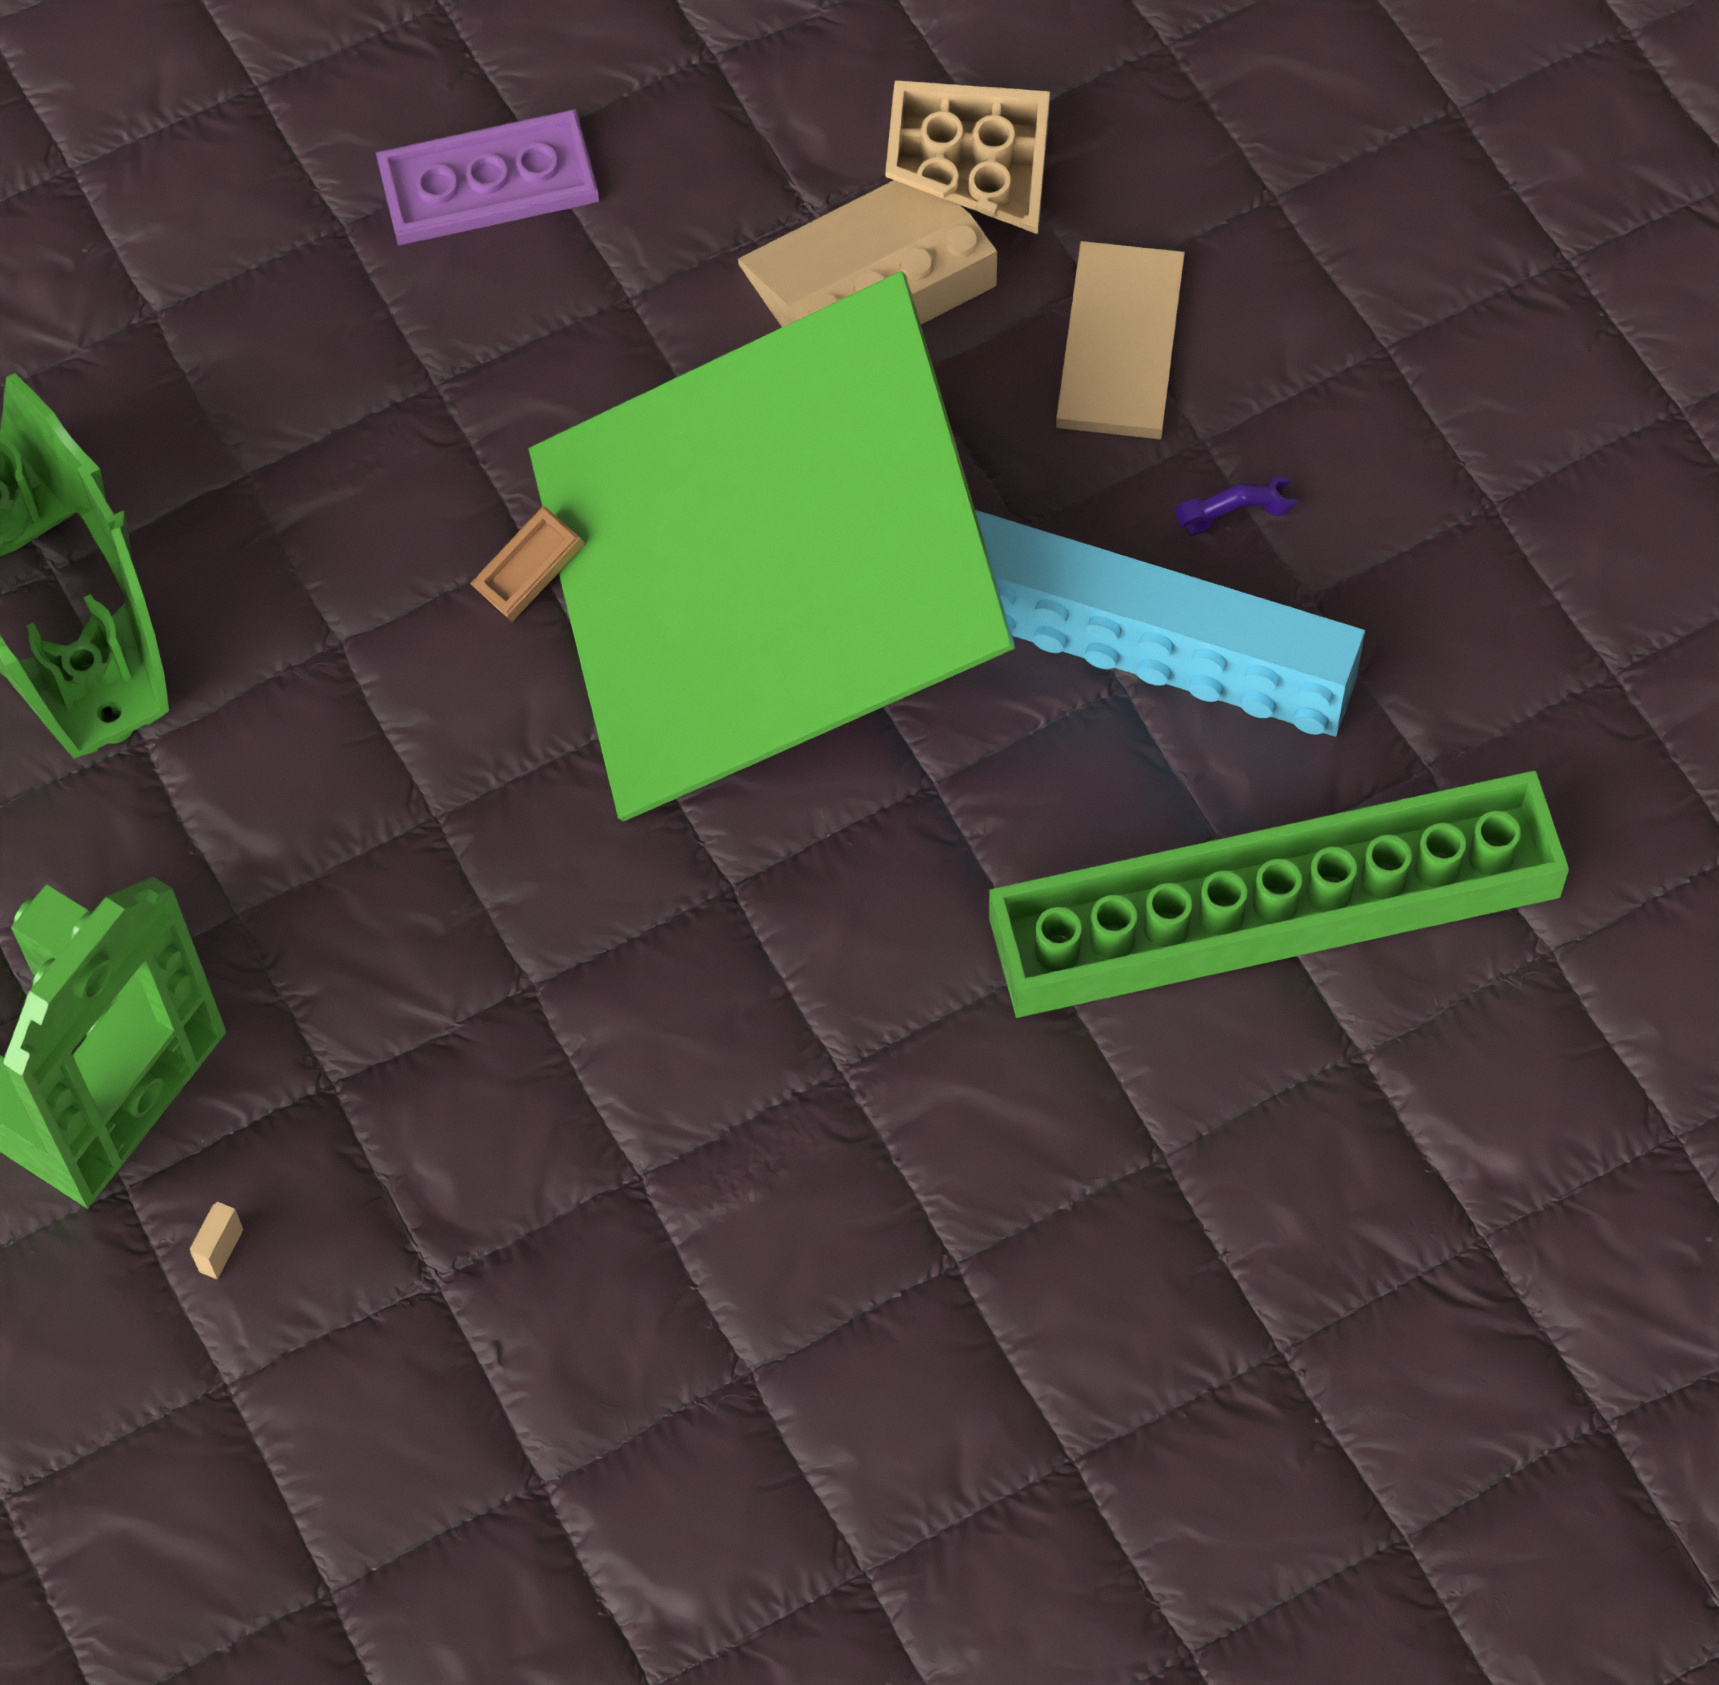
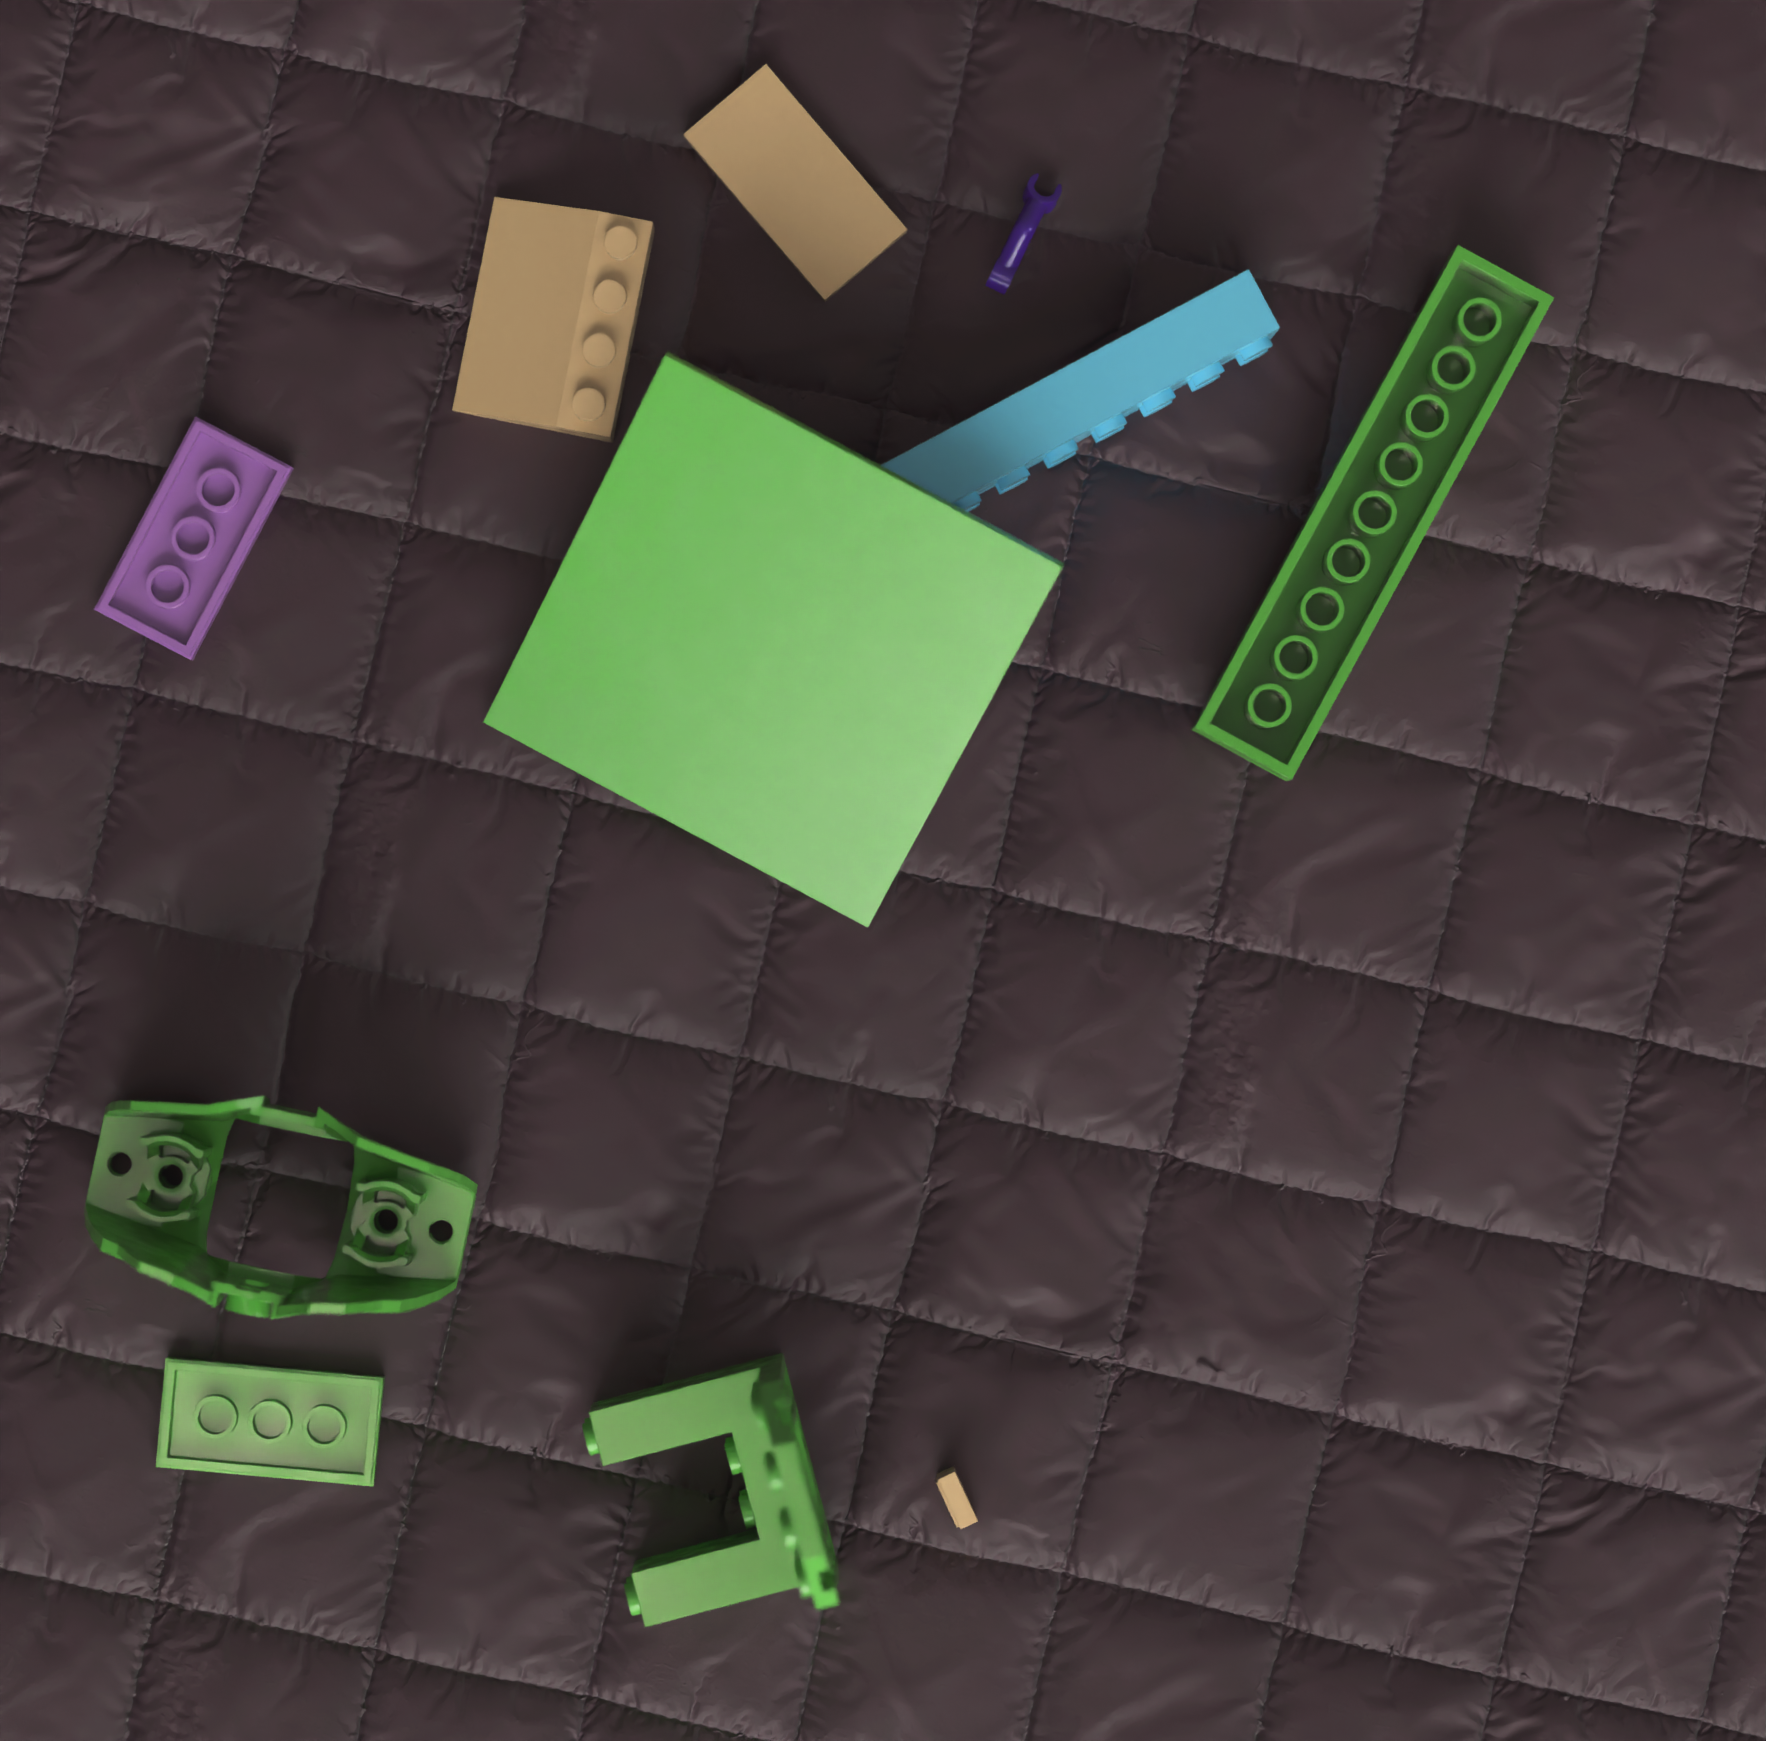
camera: 50 degrees left, 25 degrees up
(528, 563) = (591, 812): medium nougat tile -> none
(972, 146) = (538, 153): tan wedge -> none

